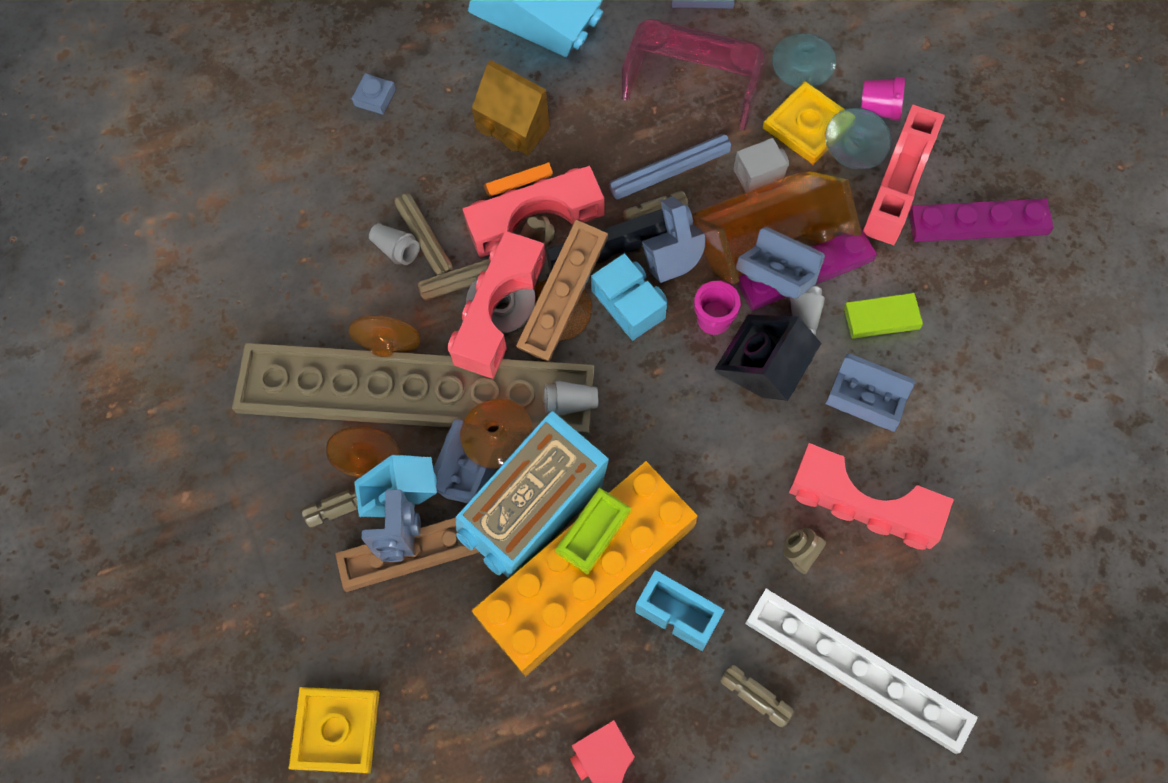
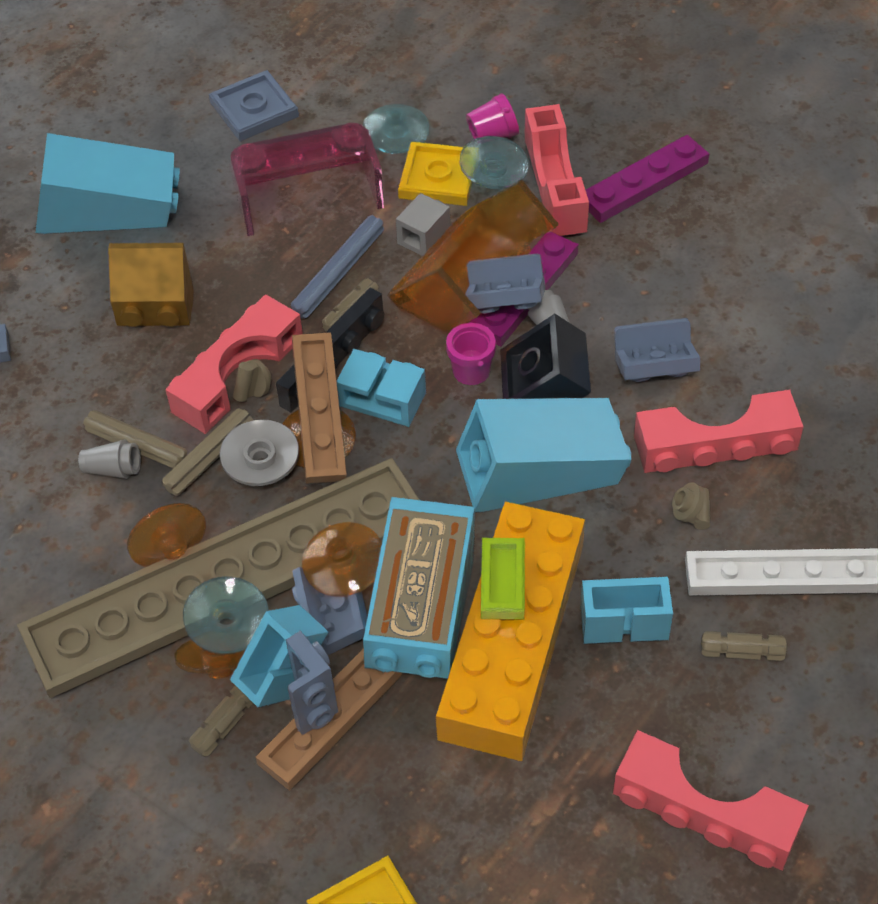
camera: 35 degrees left, 15 degrees down
(381, 410) = (219, 600): none -> clear light blue dish
(513, 267) = (270, 484): coral arch -> none
(518, 179) = (199, 344): orange tile -> none
(569, 397) = (379, 491): light grey cone -> none
(679, 248) = (400, 318): sand blue brick -> none
(714, 428) = (540, 449): none -> medium azure slope
(883, 315) = (619, 290): lime tile -> none

